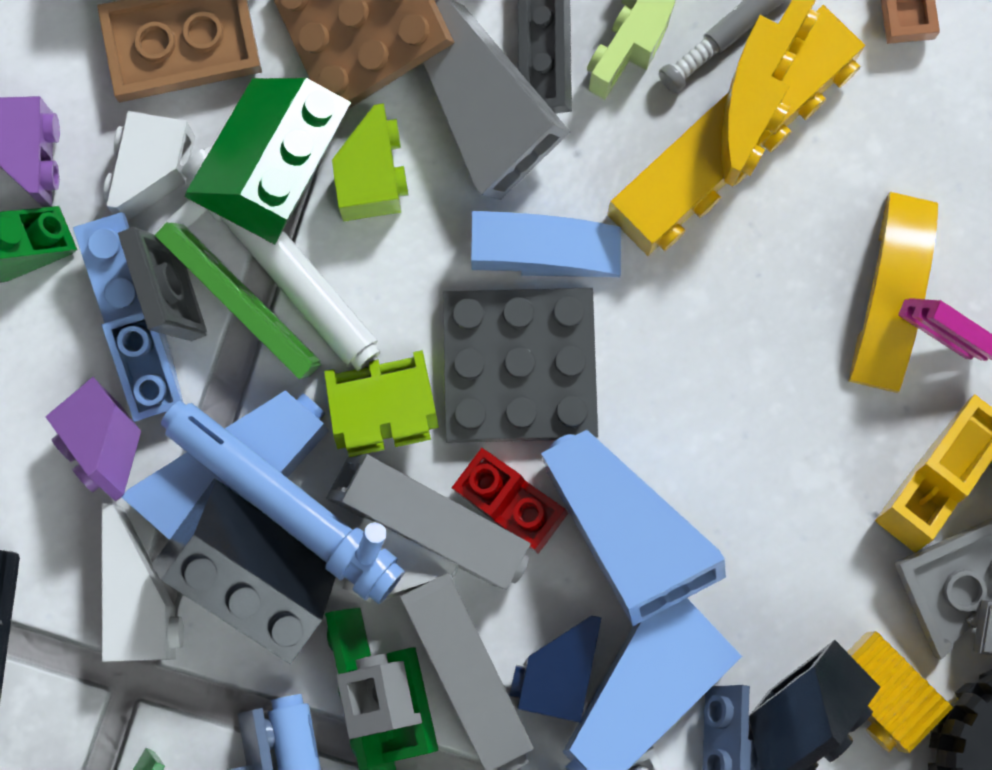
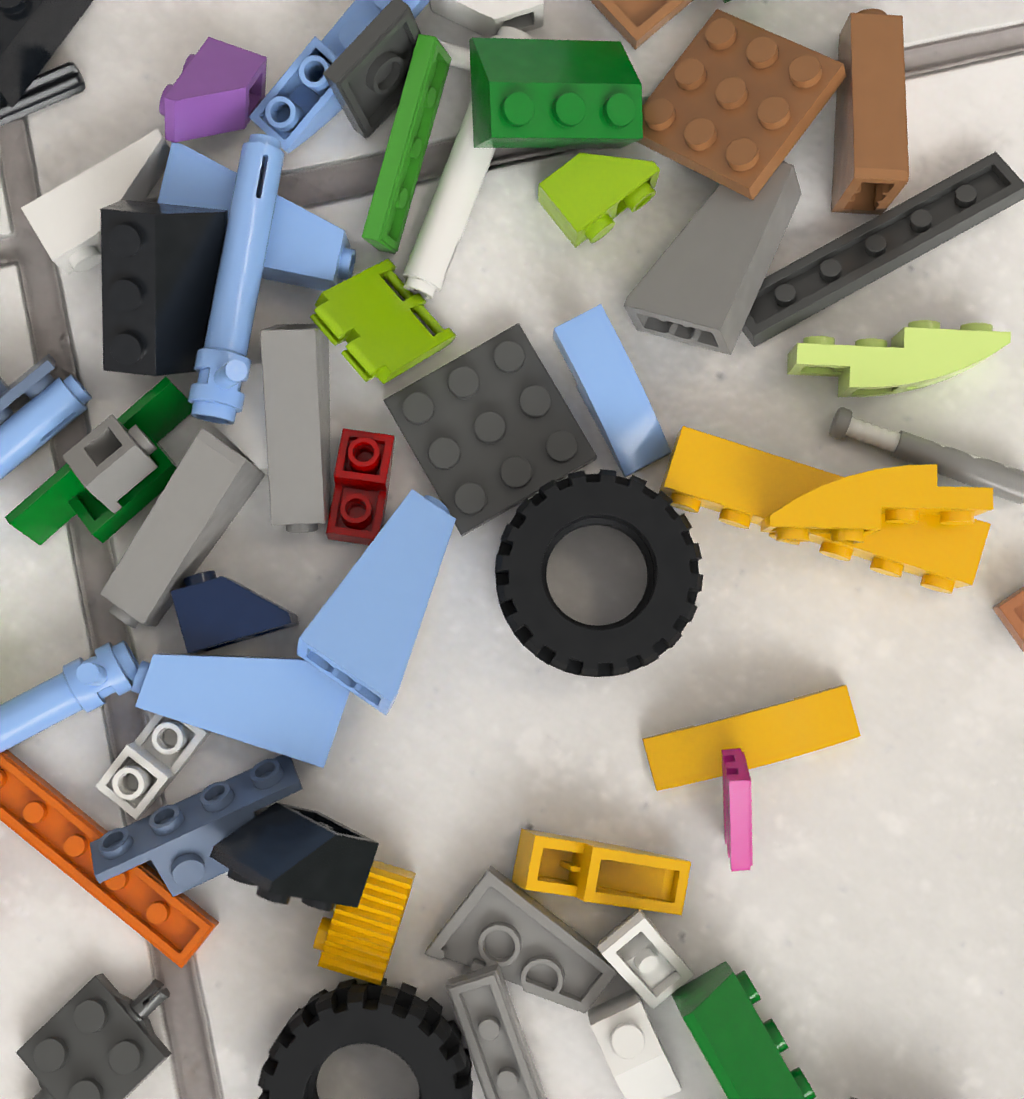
camera: 65 degrees right, 5 degrees up
(737, 287) = (644, 518): none -> black tyre

